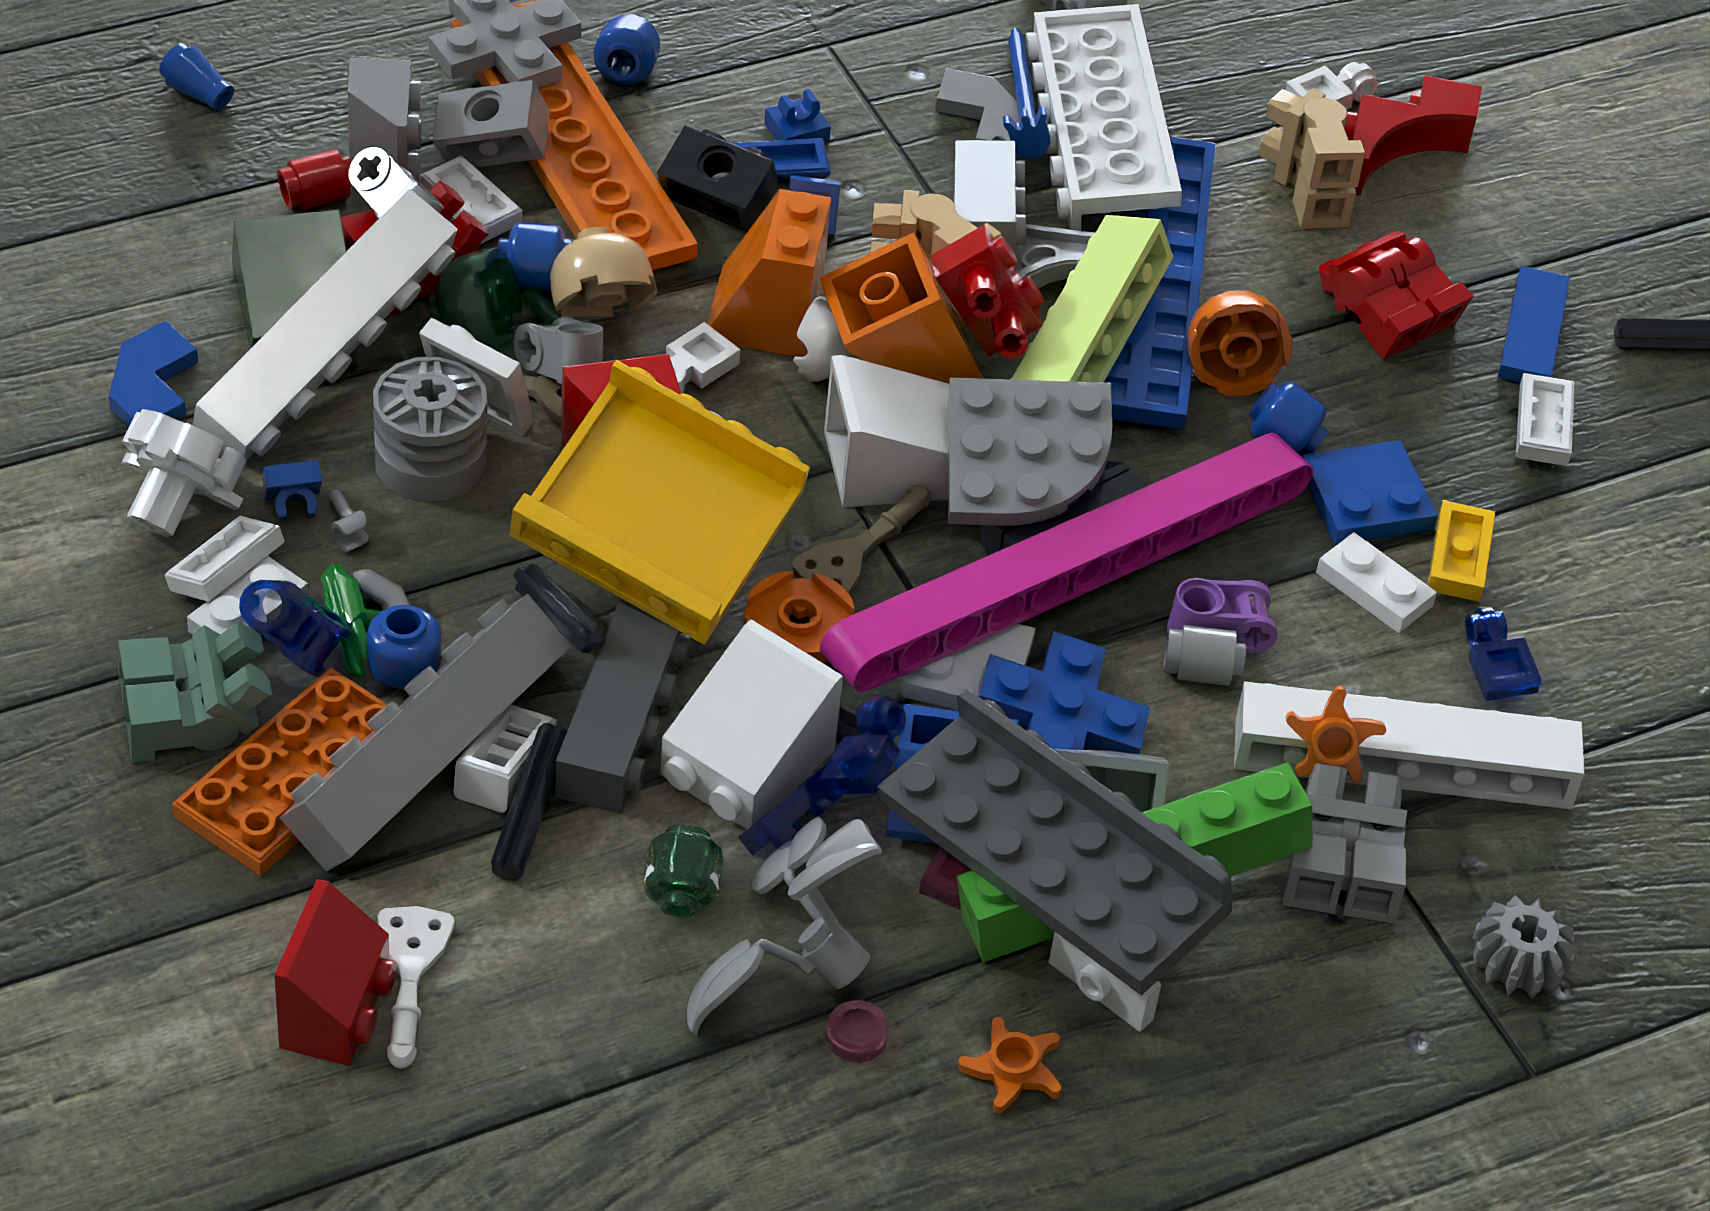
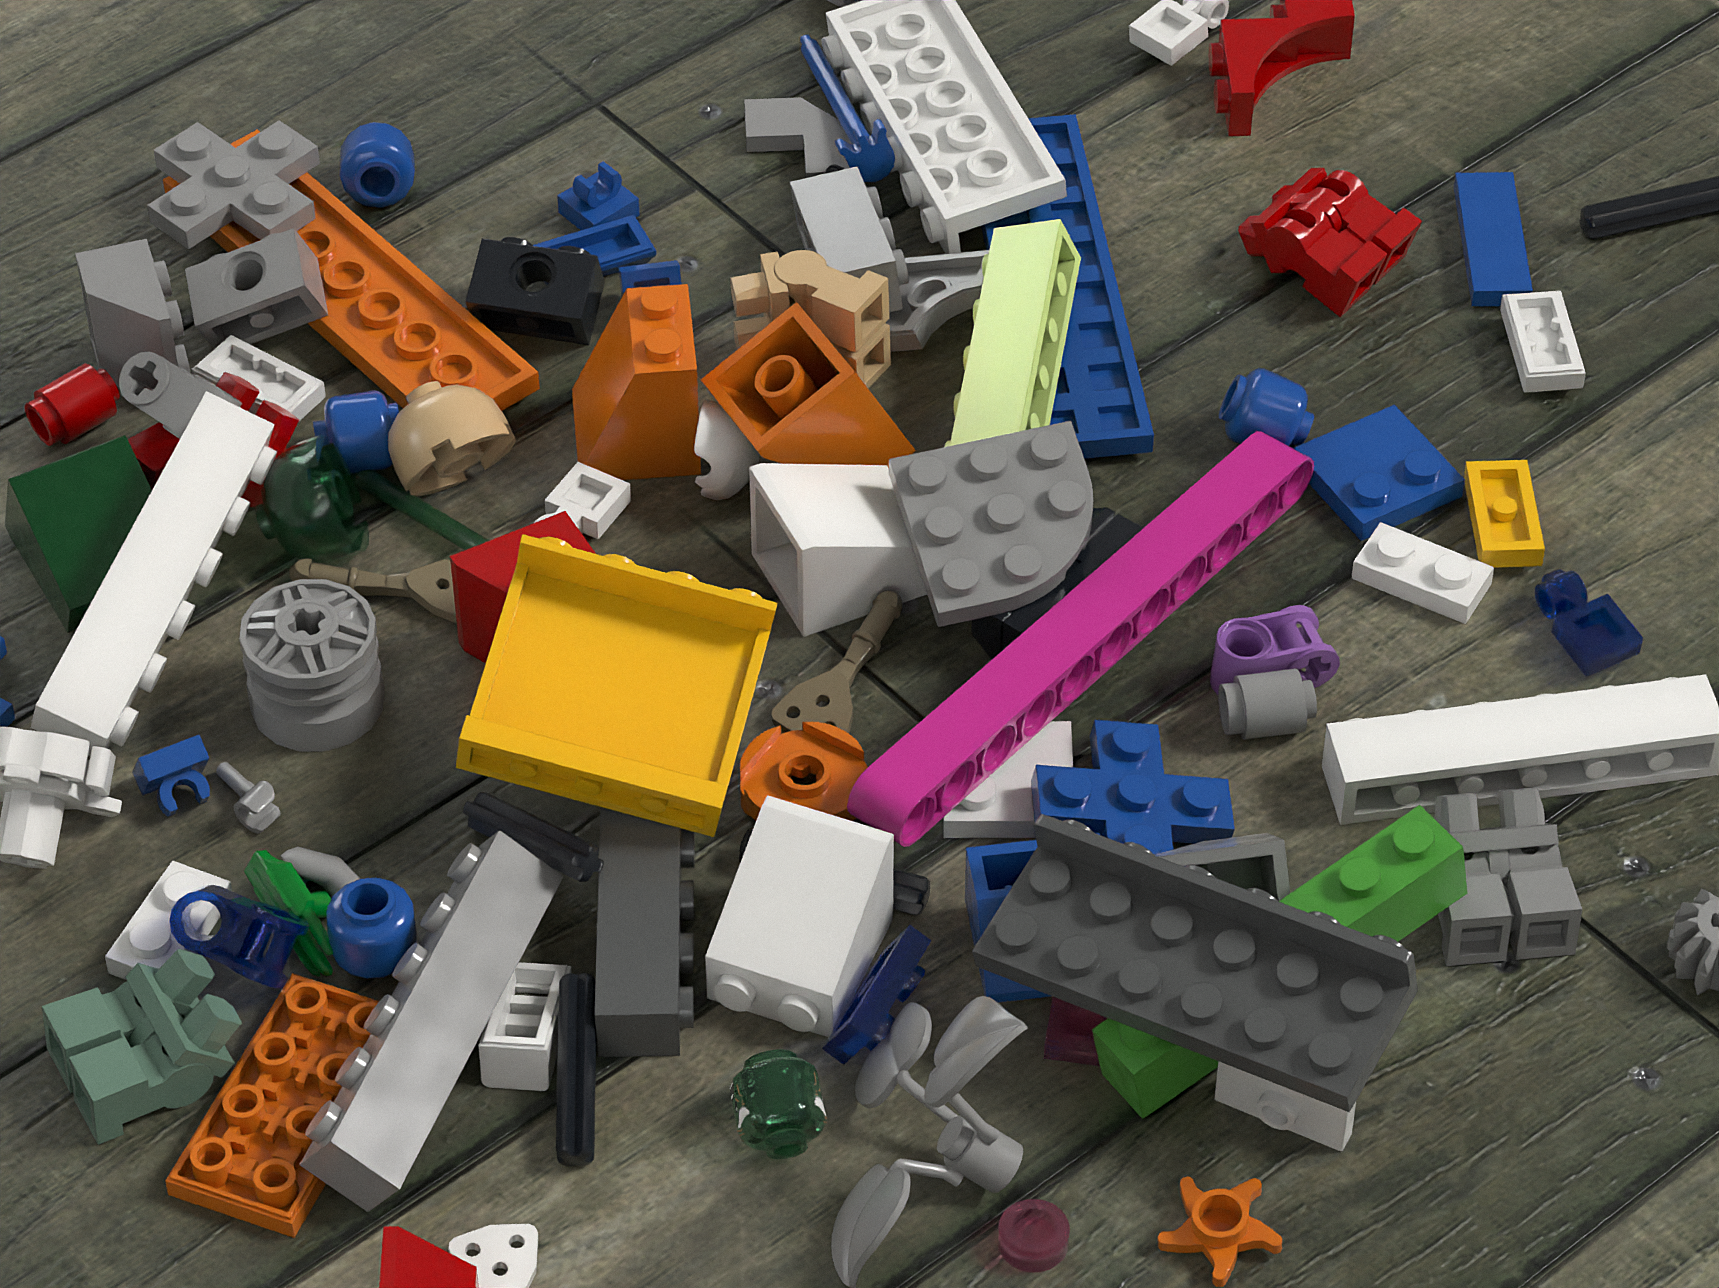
camera: 10 degrees left, 0 degrees up
(224, 558) = (124, 877): white plate -> none
(501, 375) = (373, 578): white plate -> none
(558, 345) = (426, 533): light grey piece -> none
(865, 760) = (944, 926): clear blue plate -> none
(989, 292) = (896, 350): red brick -> none
(1238, 342) = (1183, 337): orange cylinder -> none
(1314, 157) = (1193, 104): tan hips -> none
(1333, 736) = (1449, 761): orange animal -> none

